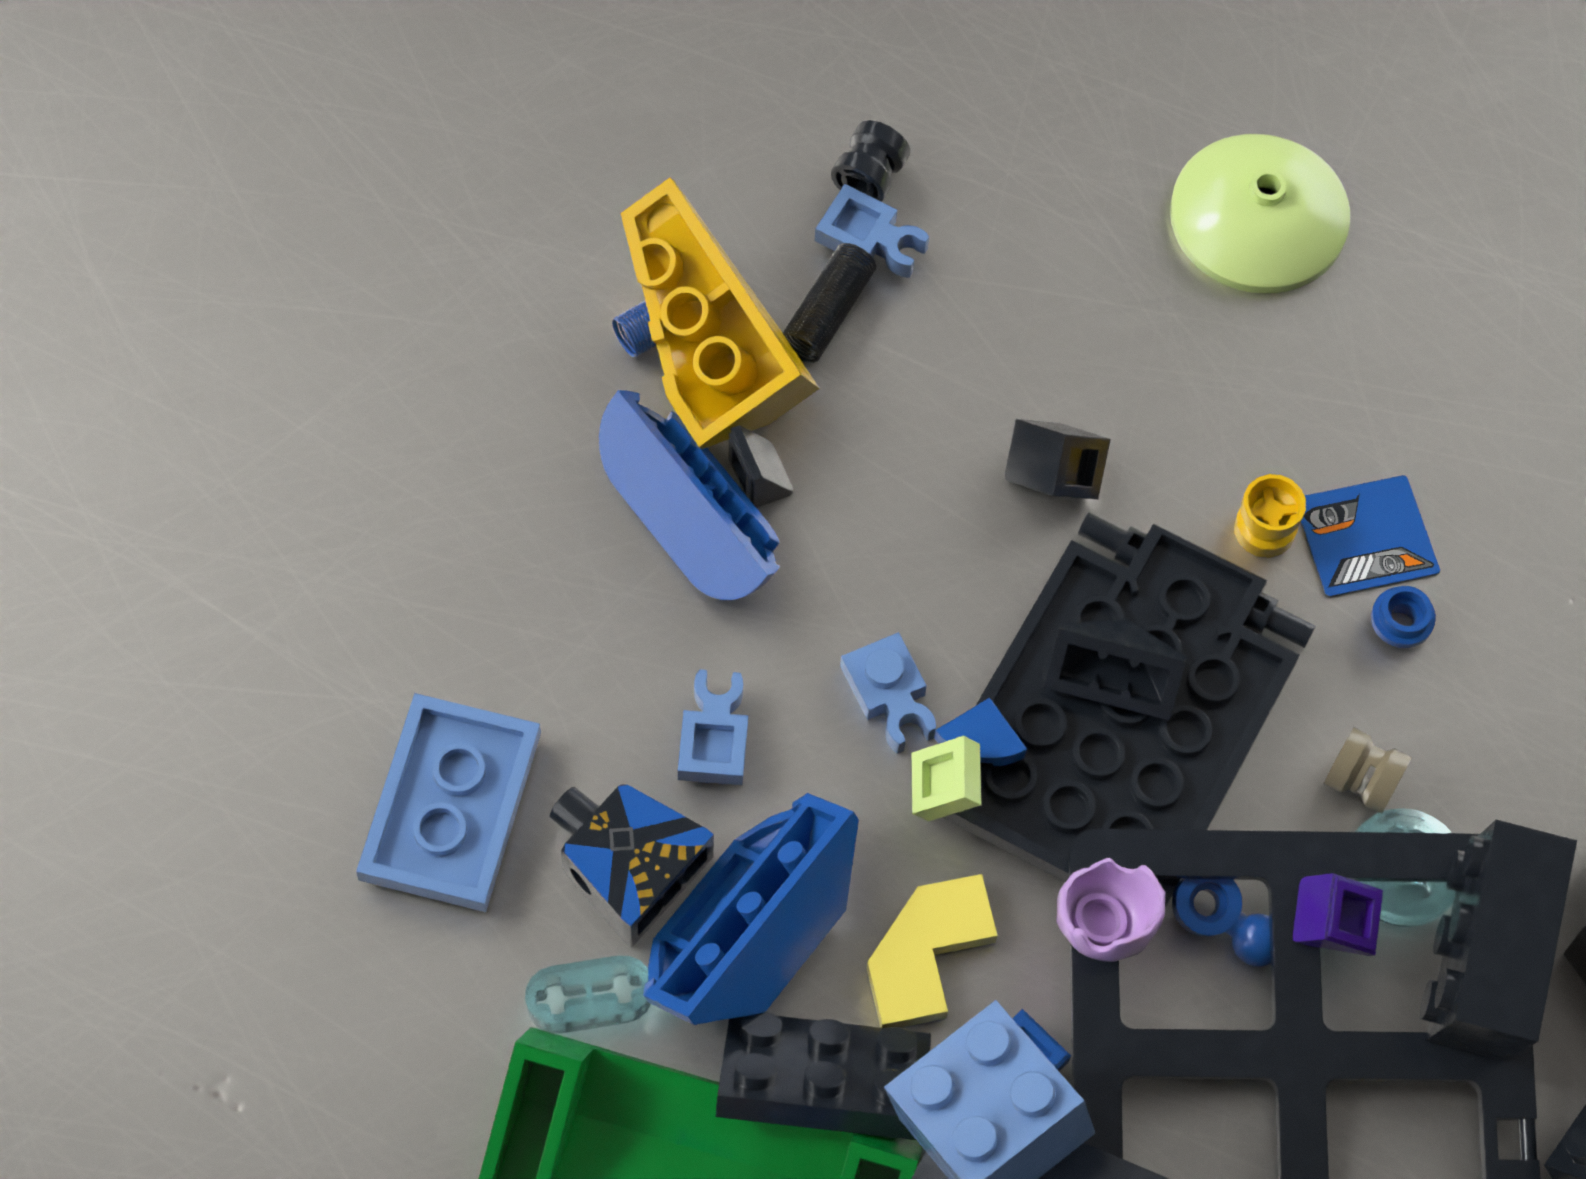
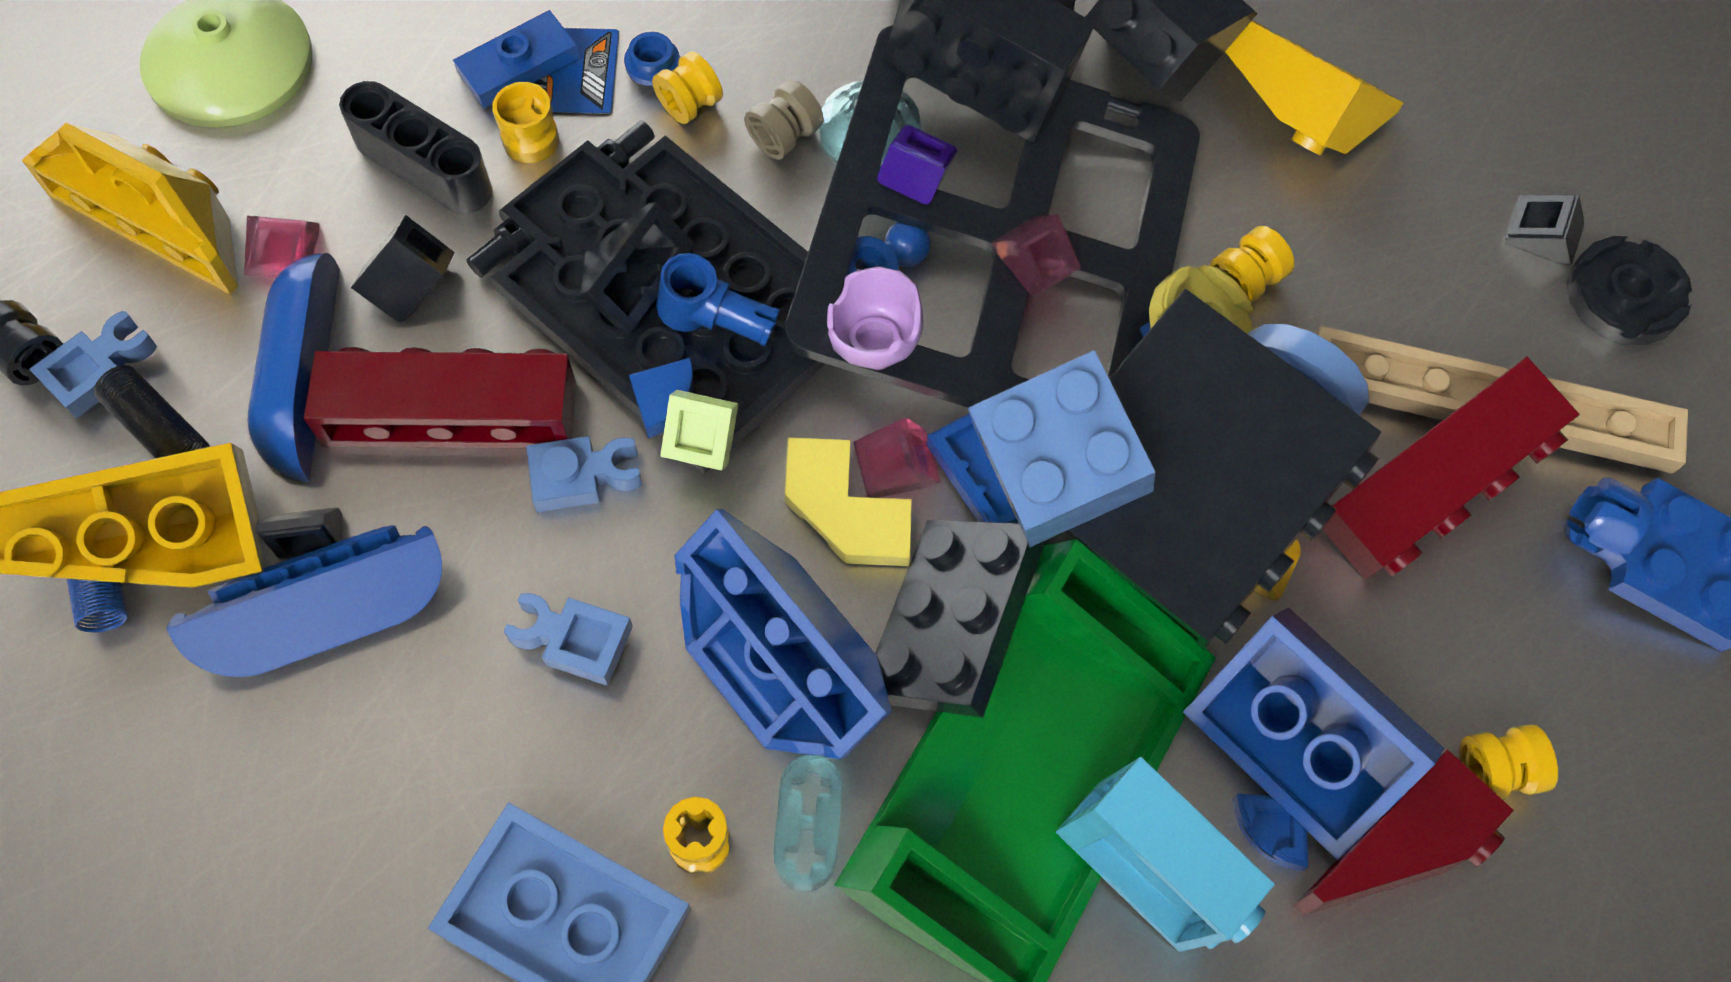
camera: 75 degrees left, 0 degrees up
(542, 878) = (699, 814): none -> yellow bush
(630, 855) = (678, 745): torso -> none
(925, 543) = (440, 398): none -> dark red brick
(926, 399) = (293, 328): none -> blue brick
(994, 977) = (896, 460): none -> clear pink slope
(1053, 341) = (276, 244): none -> clear pink slope
(1054, 212) = (139, 198): none -> yellow wedge
(1094, 756) = (713, 304): none -> blue pin
(1206, 398) = (416, 146): none -> black beam
(1275, 1073) = (1038, 253): none -> clear pink slope
(1355, 482) = (517, 56): none -> blue plate
(1373, 661) = (687, 87): none -> yellow wheel

